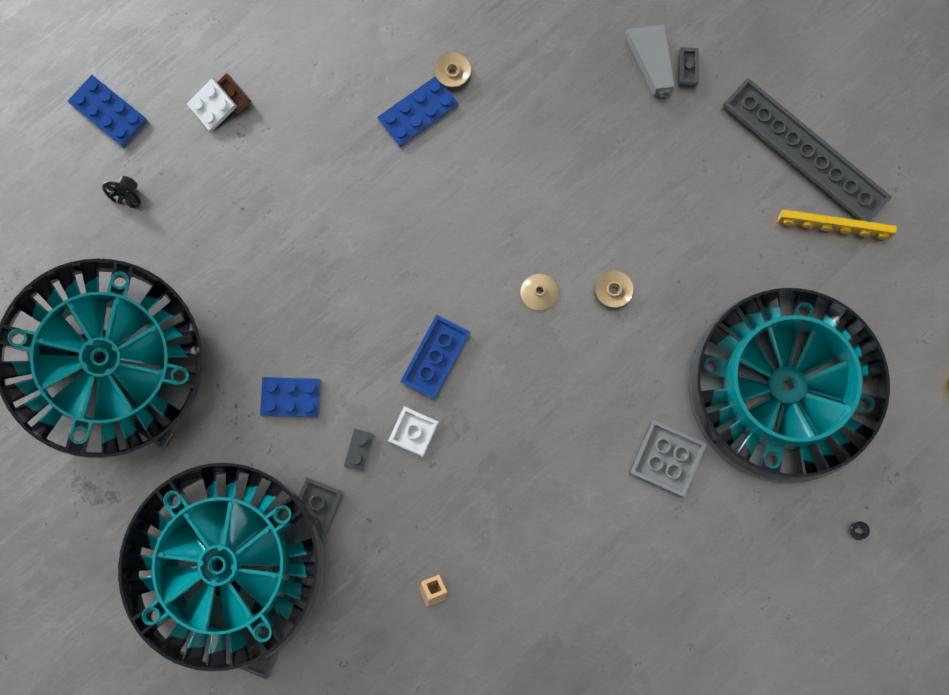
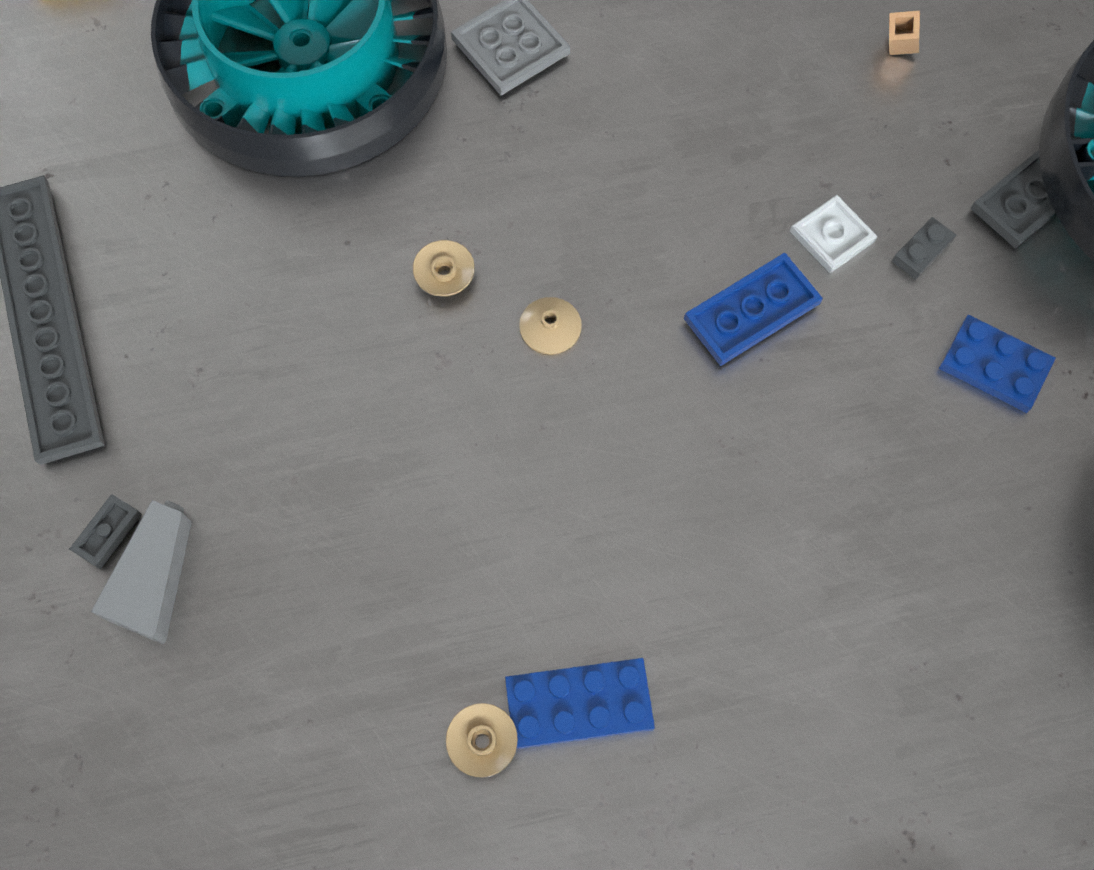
camera: 155 degrees left, 10 degrees down
(830, 223) = (78, 192): yellow plate -> none

